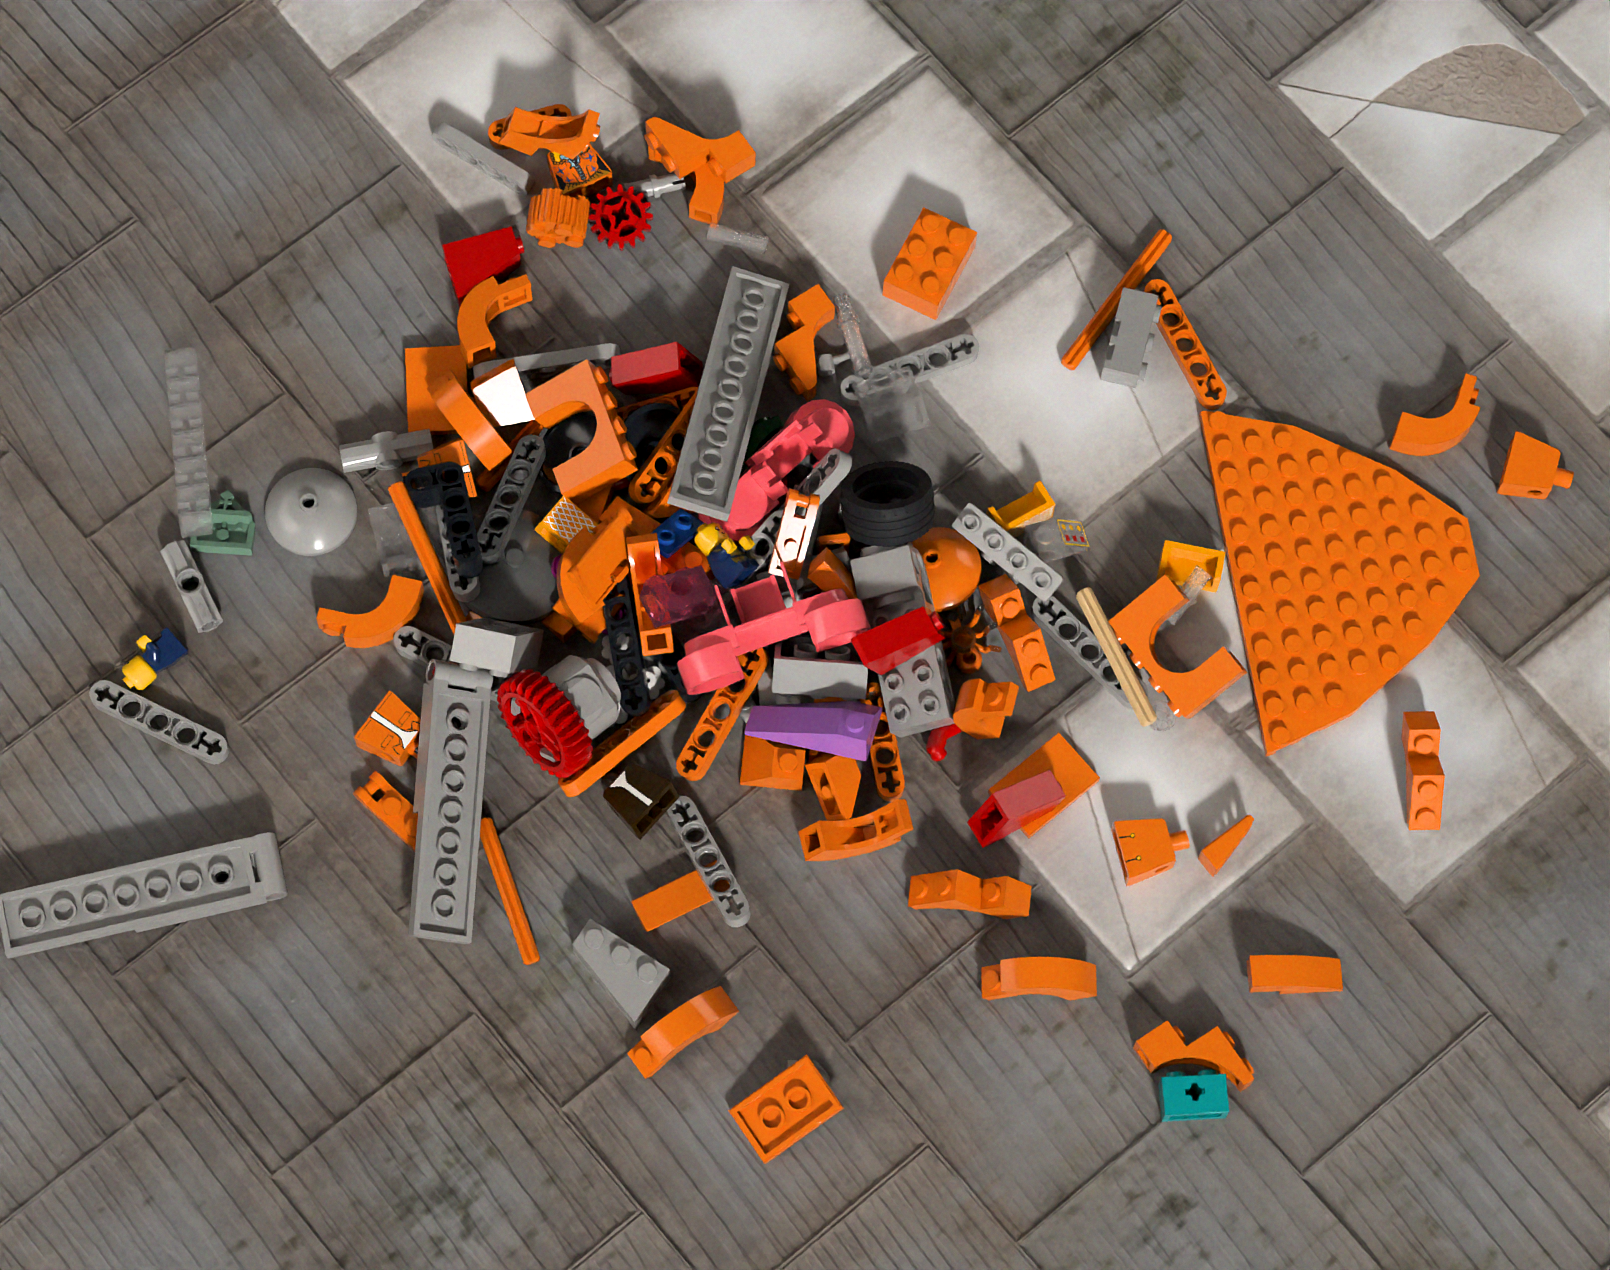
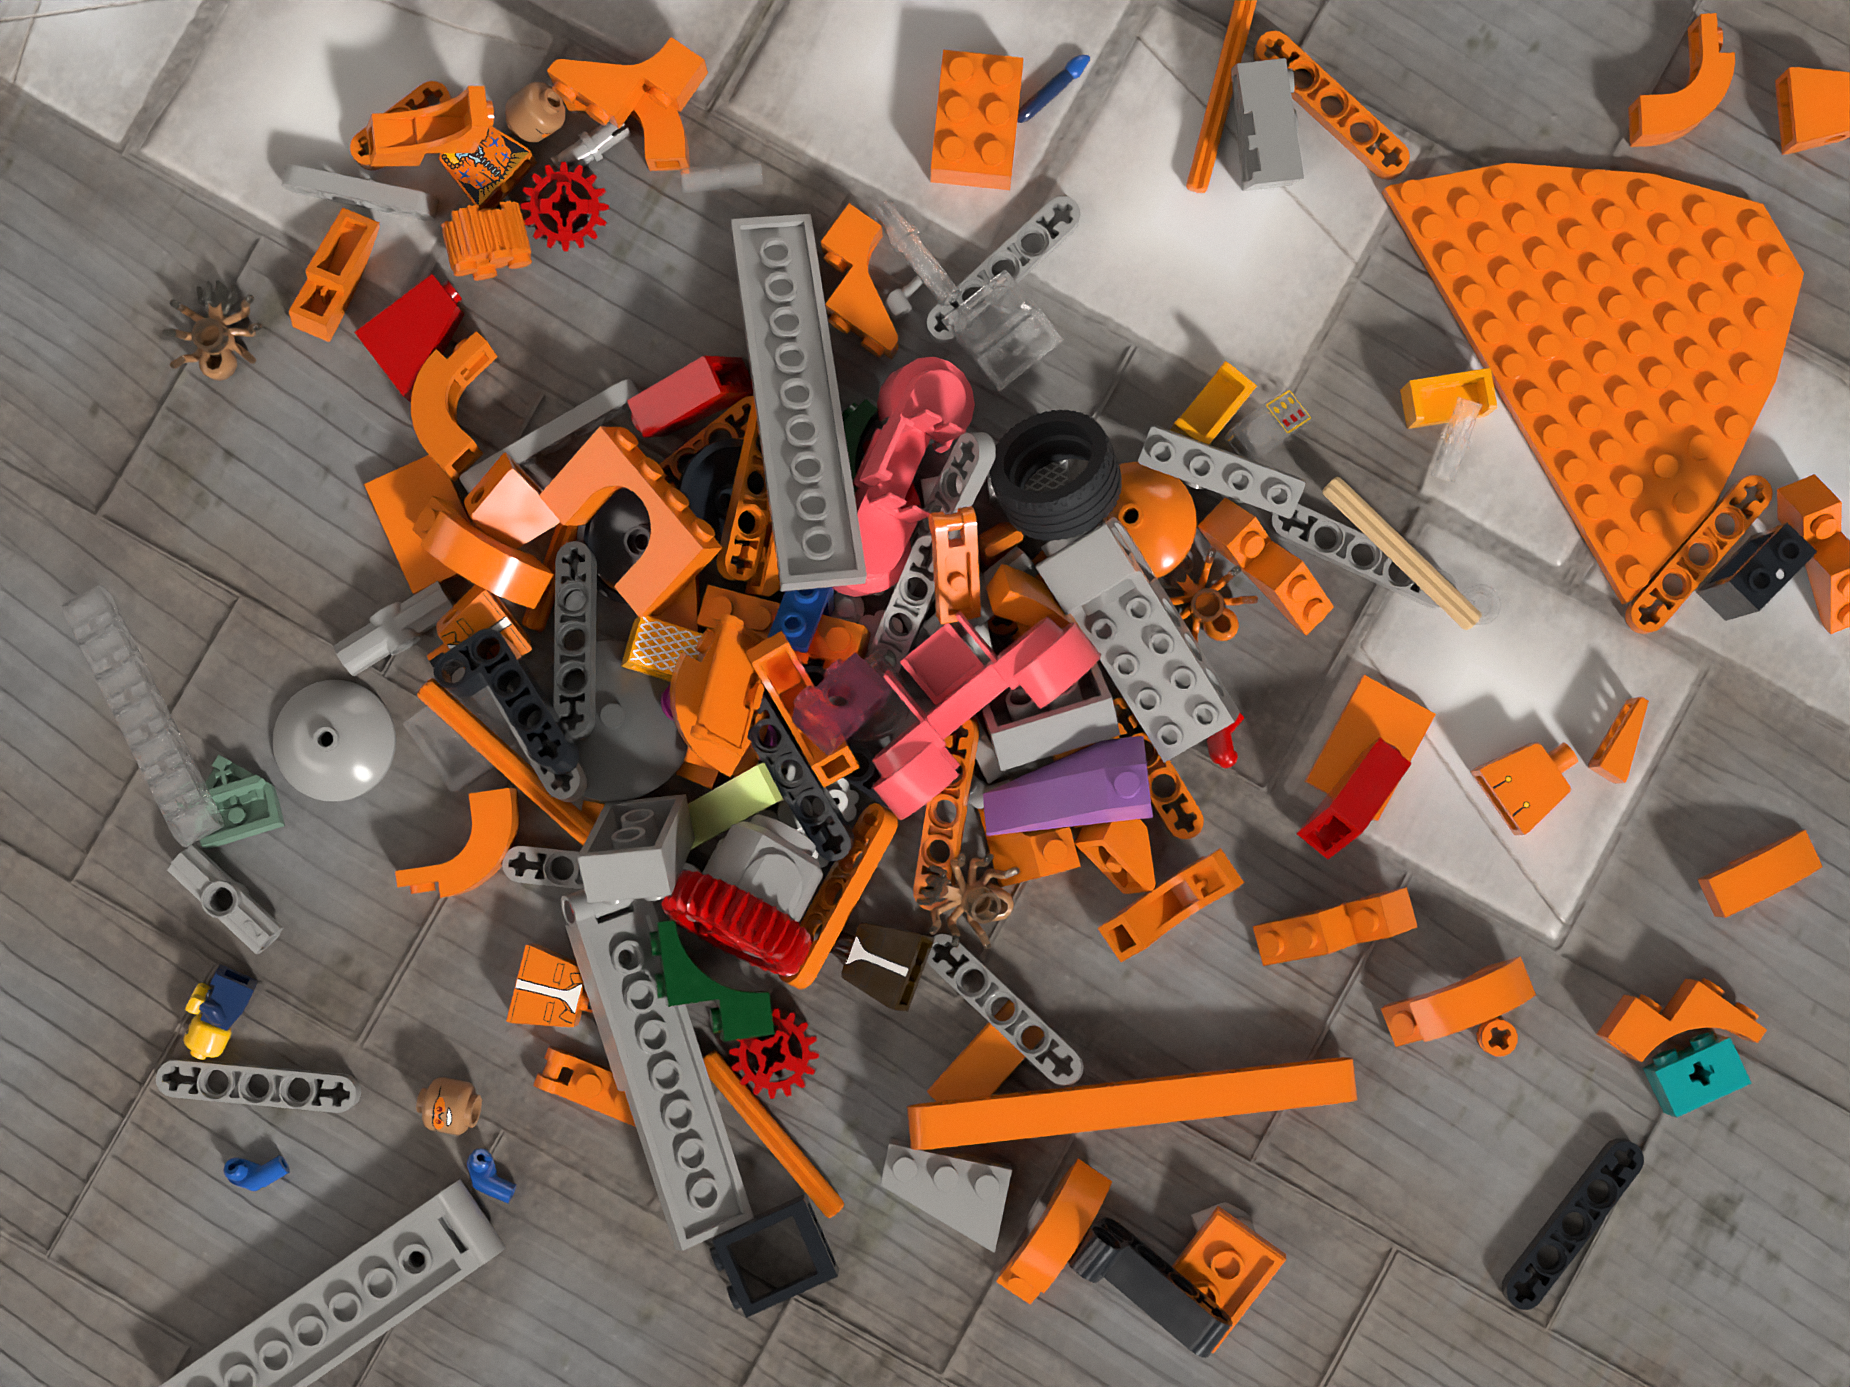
camera: 15 degrees left, 15 degrees up
(128, 781) = (252, 1175): none -> blue arm
(288, 782) = (449, 1106): none -> medium nougat head
(291, 844) = (485, 1176): none -> blue arm
(343, 213) = (212, 335): none -> animal
(442, 205) = (334, 275): none -> orange slope
(503, 998) = (814, 1240): none -> black window
(522, 787) = (736, 1012): none -> dark green arch
(542, 824) = (792, 1061): none -> red gear
(584, 643) = (732, 803): none -> yellowish green tile
(625, 149) = (534, 112): none -> medium nougat head
(716, 776) = (979, 899): none -> animal
(725, 558) = (878, 622): piece -> none
(736, 1086) = (1151, 1284): none -> black beam
(775, 959) = (1131, 1103): none -> orange beam
(898, 639) = (1141, 654): red slope -> none
(983, 707) = (1277, 692): orange arch -> none
(992, 263) = (1050, 90): none -> dark blue piece
(1053, 1027) = (1484, 1035): none -> orange bush
(1074, 1160) = (1592, 1215): none -> black beam
(1137, 628) = (1502, 563): orange arch -> none
(1322, 751) = (1714, 542): none -> orange beam
(1370, 751) = (1749, 575): none -> black window

